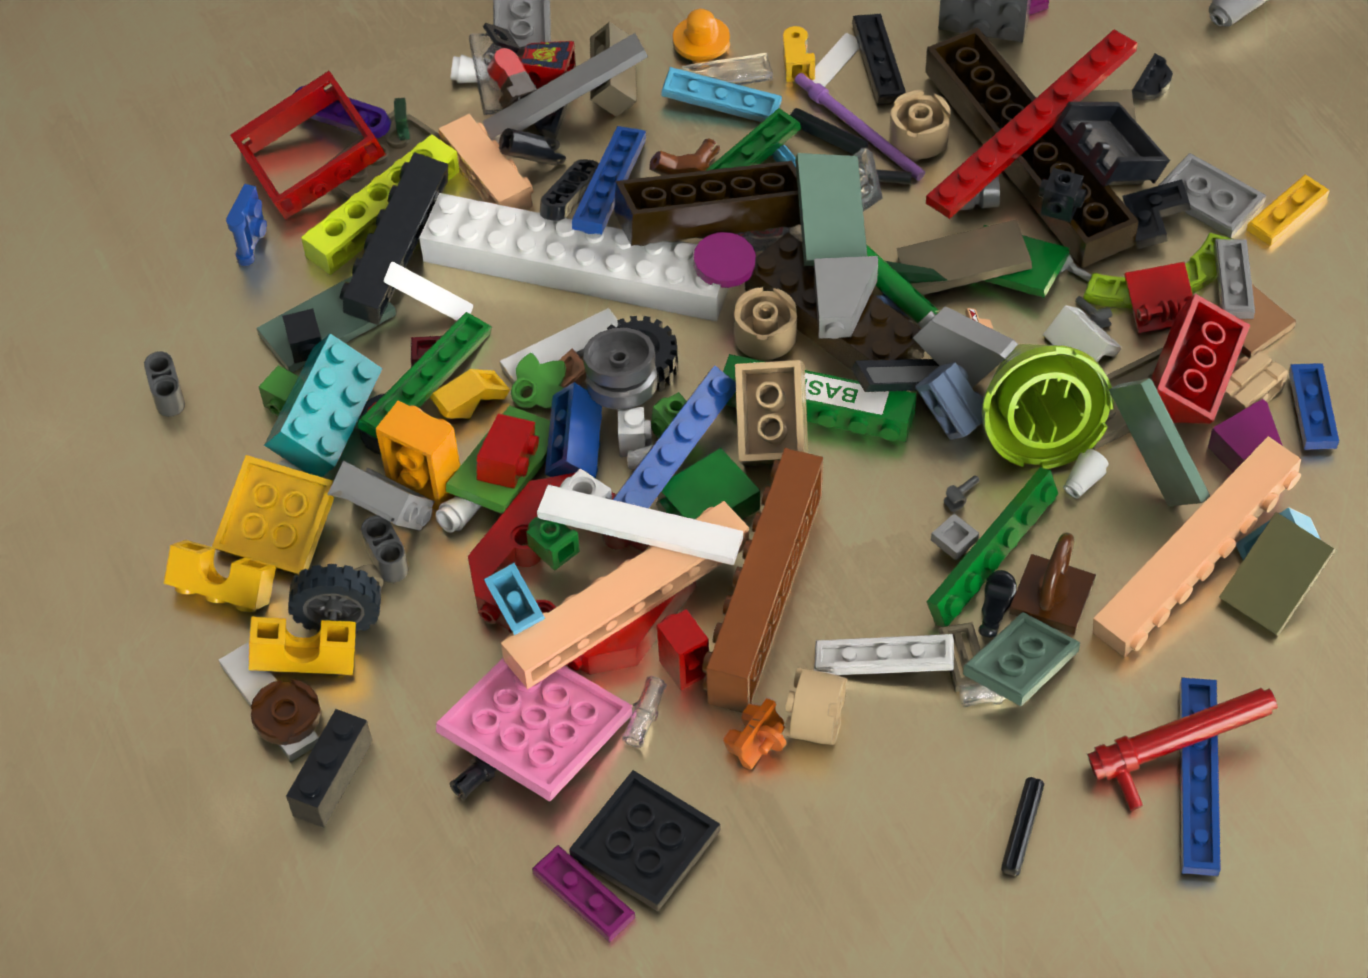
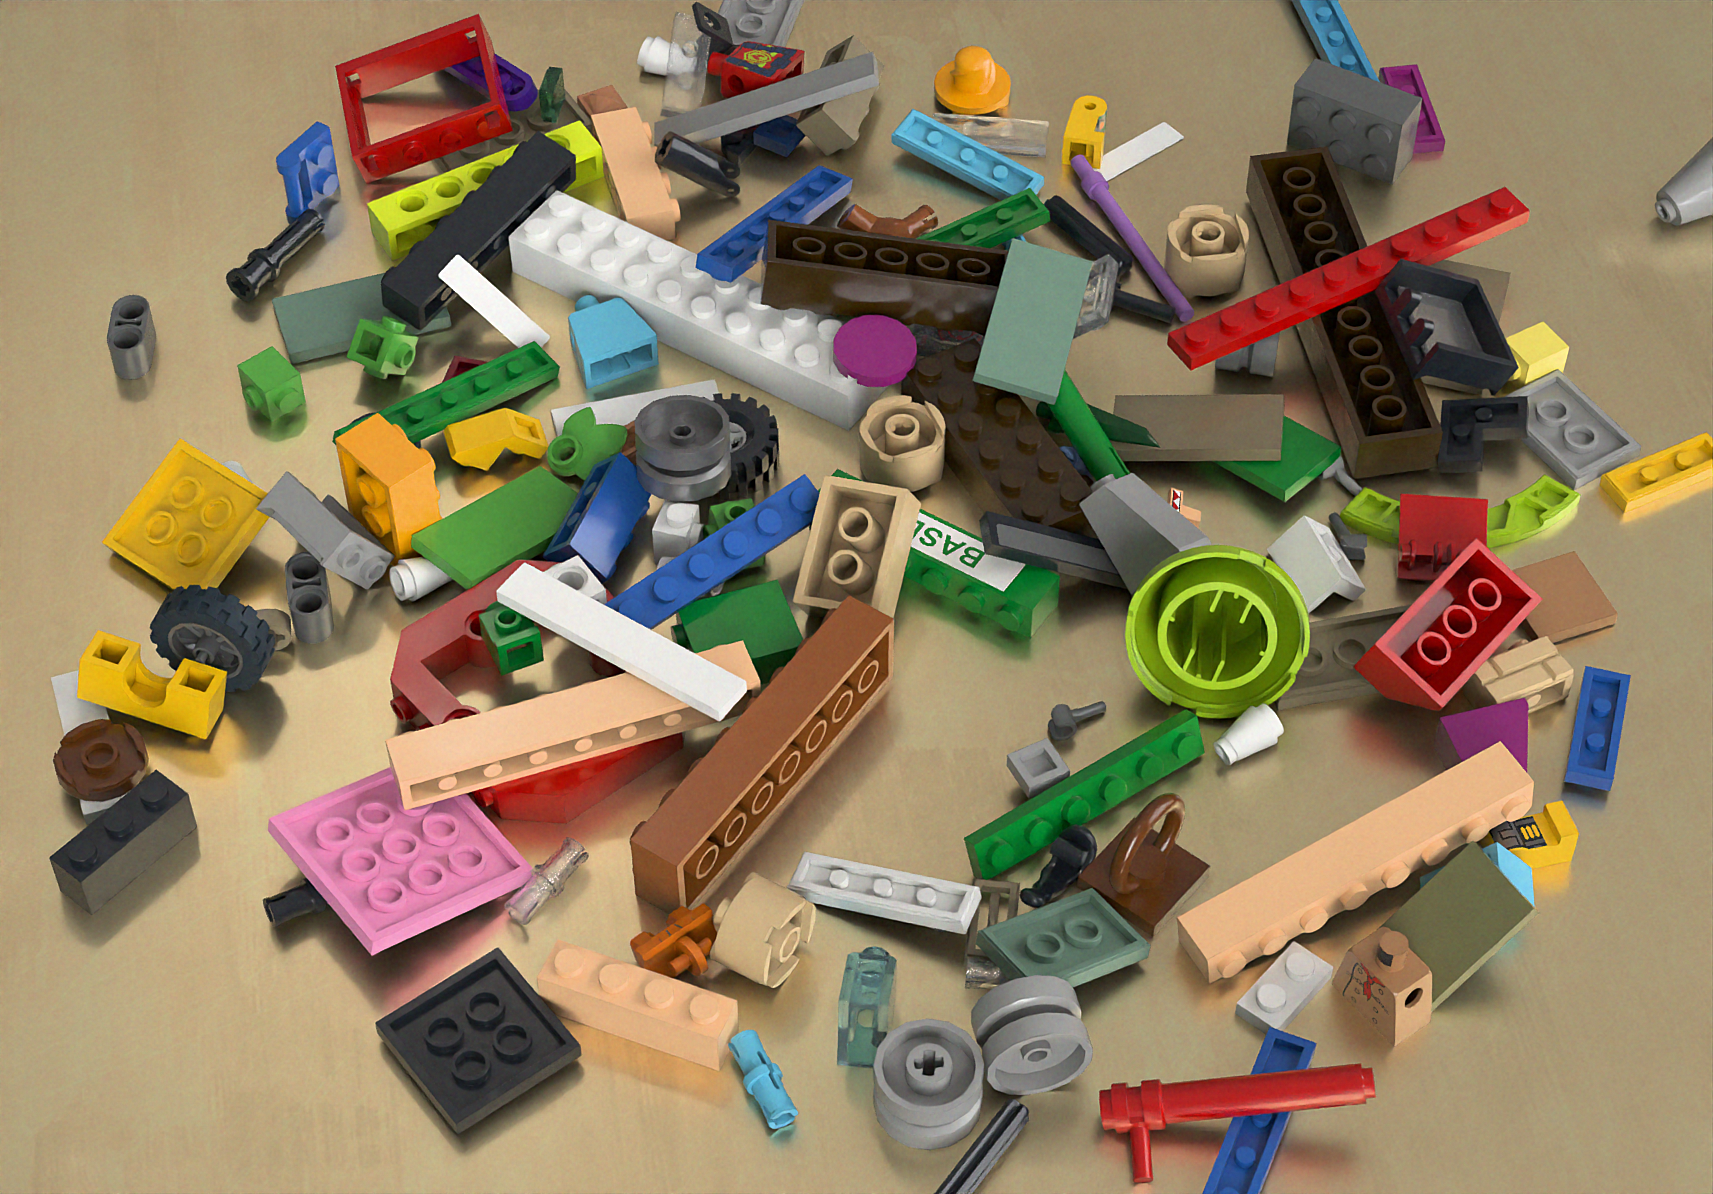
camera: 15 degrees right, 5 degrees down
(193, 571) = (65, 564): yellow arch -> none
(240, 301) = (266, 262): none -> black pin
(302, 333) = (319, 319): black brick -> none
(323, 407) = (303, 406): teal brick -> none
(372, 343) = (383, 347): none -> bright green brick
(437, 115) = (600, 101): none -> nougat tile
(507, 451) = (501, 514): red brick -> none
(510, 77) = (706, 74): leg -> none
(514, 599) = (425, 689): medium azure slope -> none
(520, 297) = (610, 340): none -> medium azure torso
(567, 190) = (701, 229): black beam -> none
(578, 110) = (779, 135): none -> dark blue plate
(583, 893) = (374, 1085): magenta tile -> none
(682, 648) = (619, 808): red brick -> none
(748, 783) = (638, 1004): none -> light nougat brick
(842, 292) = (1007, 426): light grey slope -> none
(854, 811) = (763, 1079): none -> medium azure pin
(878, 57) = (1191, 157): black tile -> none
(908, 726) = (866, 984): none -> clear light blue torso
(952, 400) = (1100, 593): sand blue brick -> none
(971, 783) = (928, 1084): none -> light grey wheel
(1030, 729) = (1031, 1035): none -> light grey wheel
(1061, 194) = (1346, 372): black brick -> none
(1154, 79) = (1548, 269): black tile -> none
(1159, 443) = (1349, 713): sand green tile -> none
(1175, 144) = (1537, 353): none -> light yellow brick
(1177, 648) = (1284, 989): none -> white plate
(1234, 277) = (1552, 538): light grey tile -> none
(1248, 626) = (1387, 984): none -> medium nougat torso
(1308, 495) = (1539, 837): none -> yellow leg

